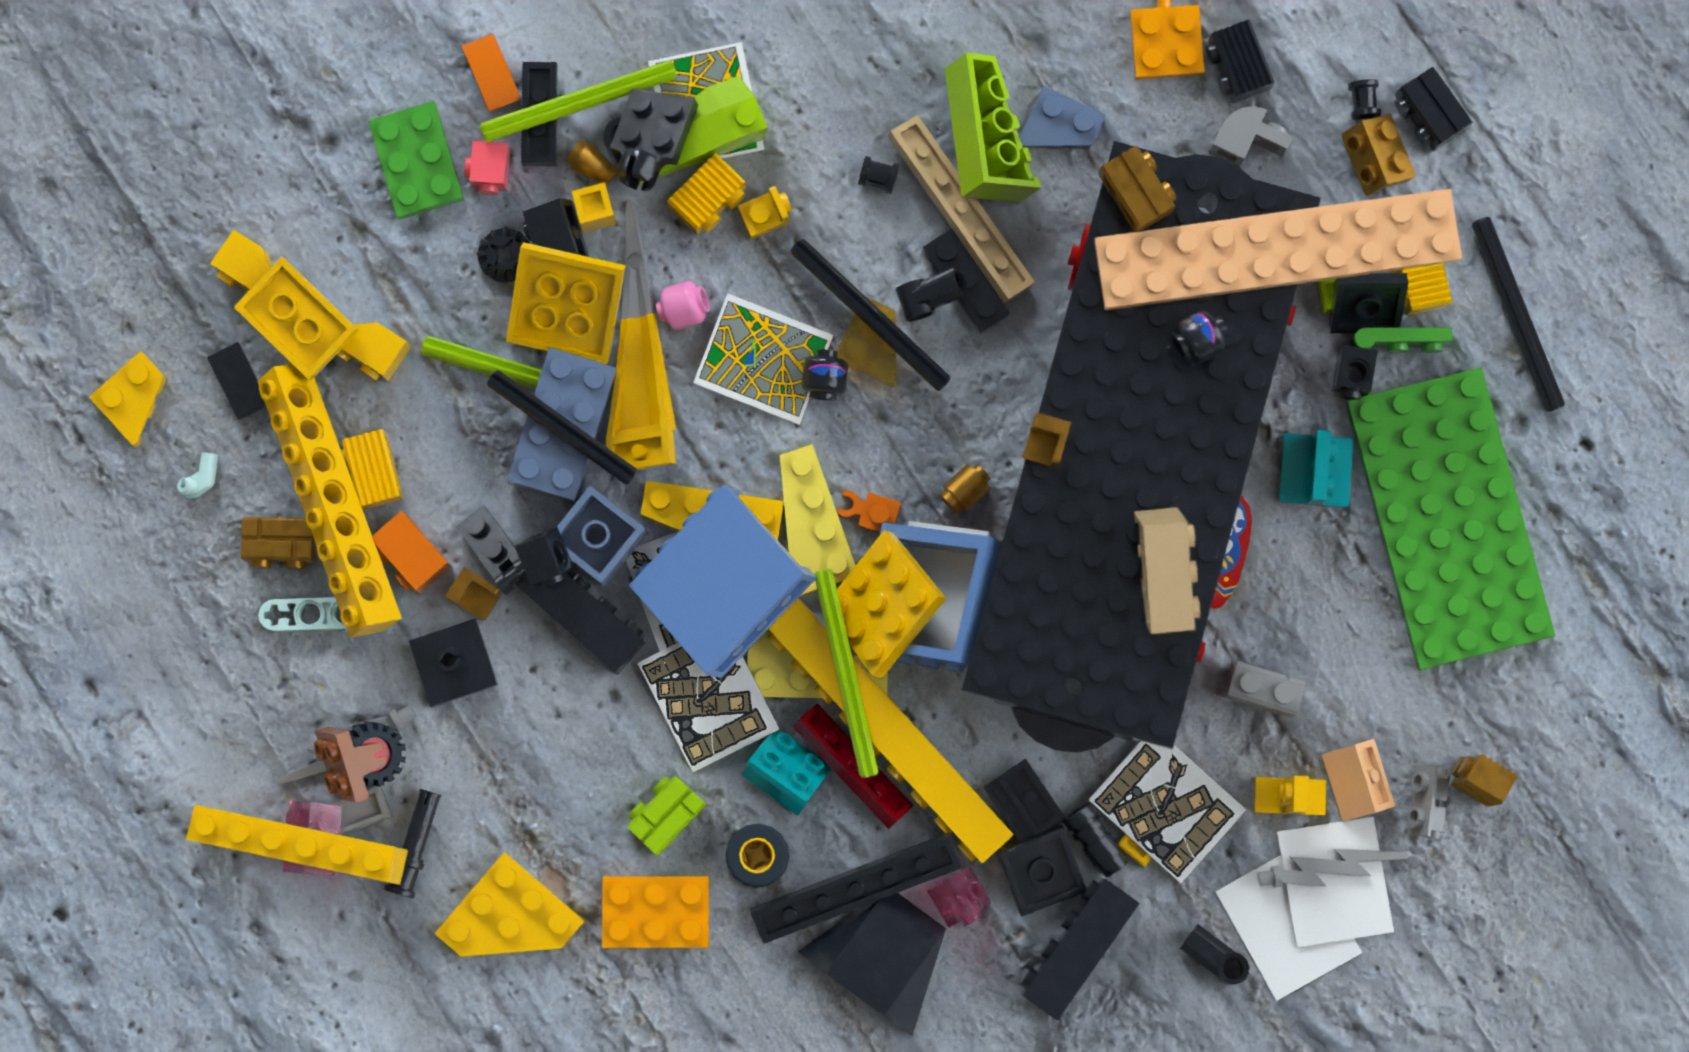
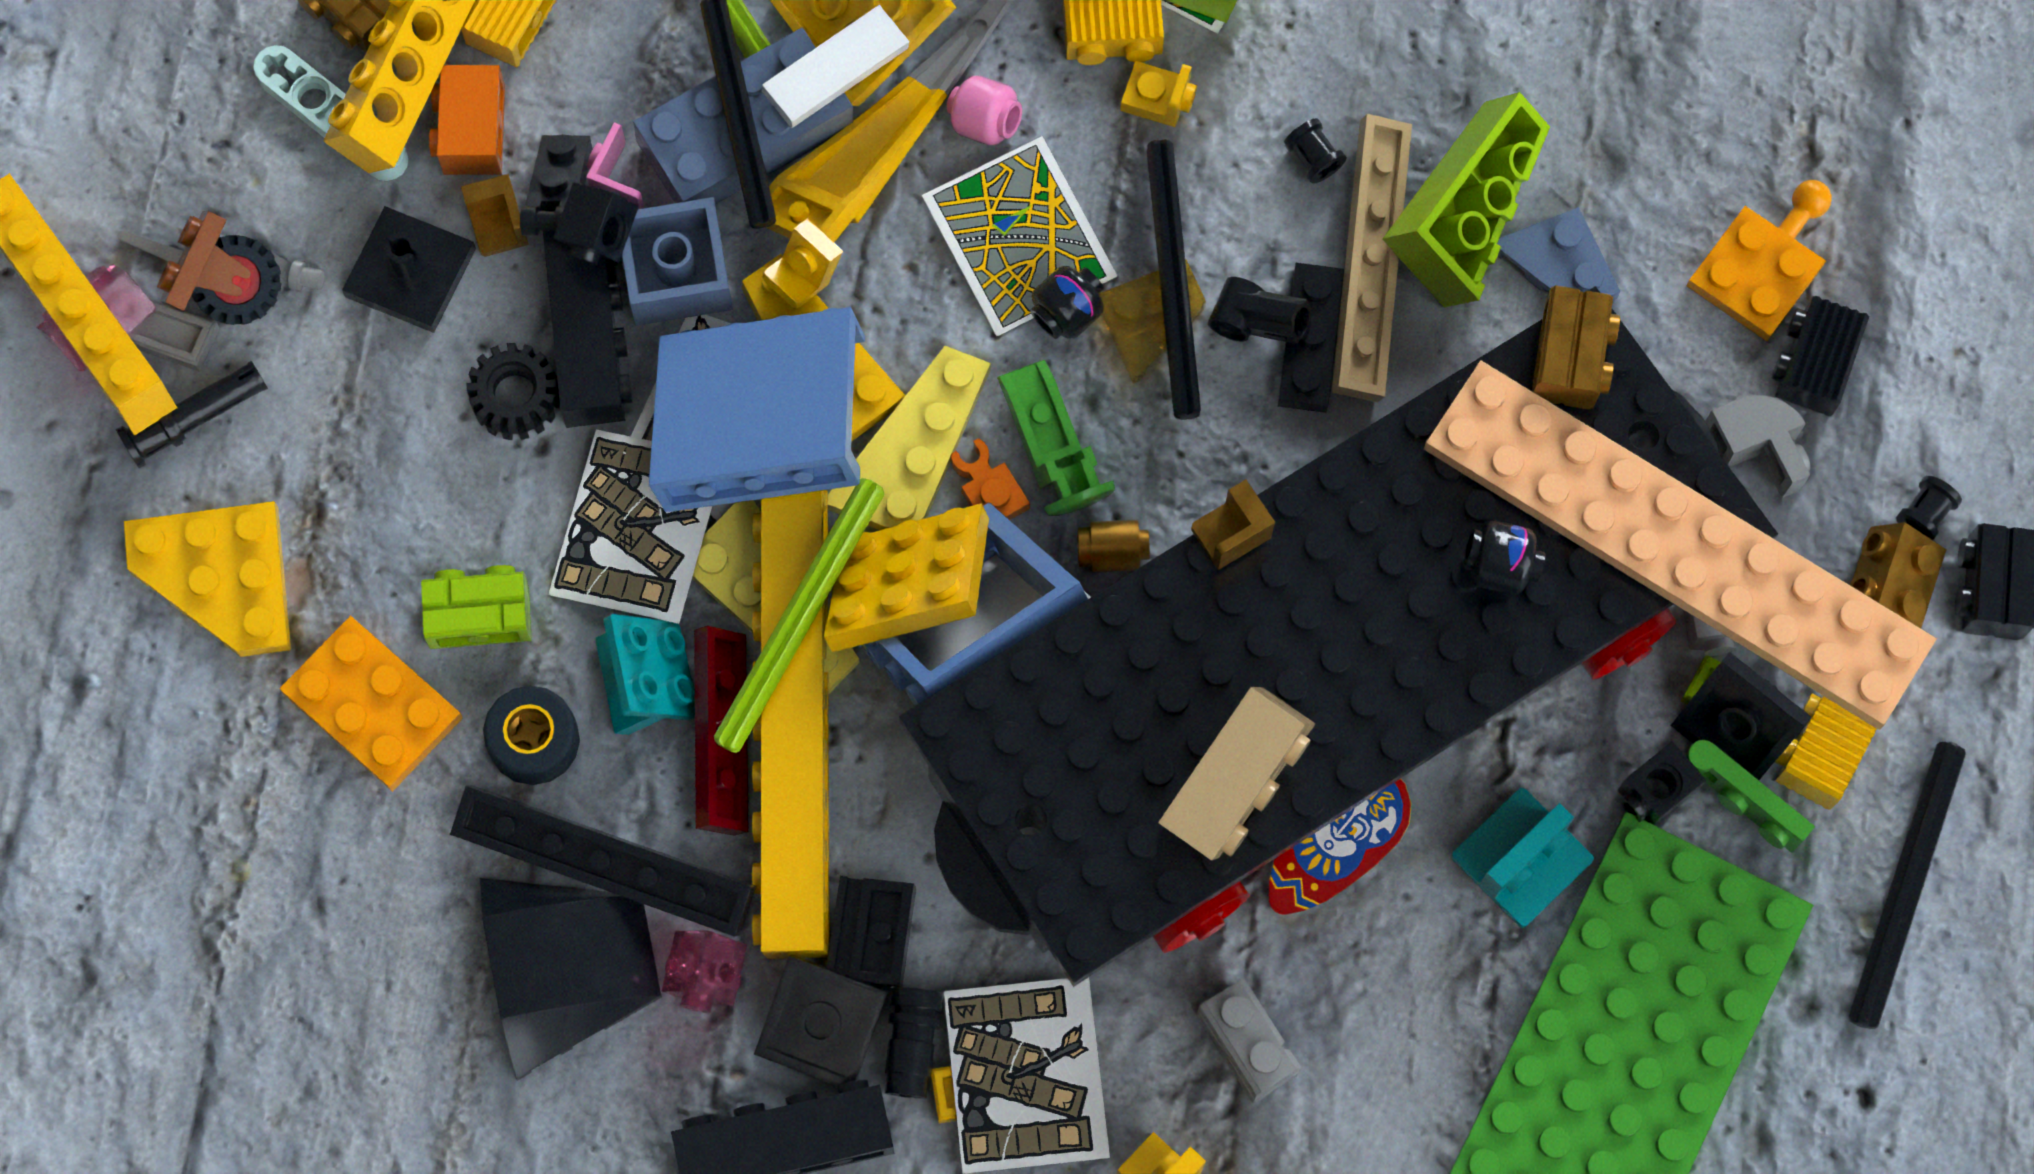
camera: 40 degrees right, 10 degrees down
(503, 516) = (602, 163): none -> bright pink bracket
(574, 659) = (513, 363): none -> black tyre
(590, 355) = (835, 66): none -> white tile
(671, 481) = (805, 265): none -> yellow bracket
(885, 460) = (1052, 440): none -> bright green piece

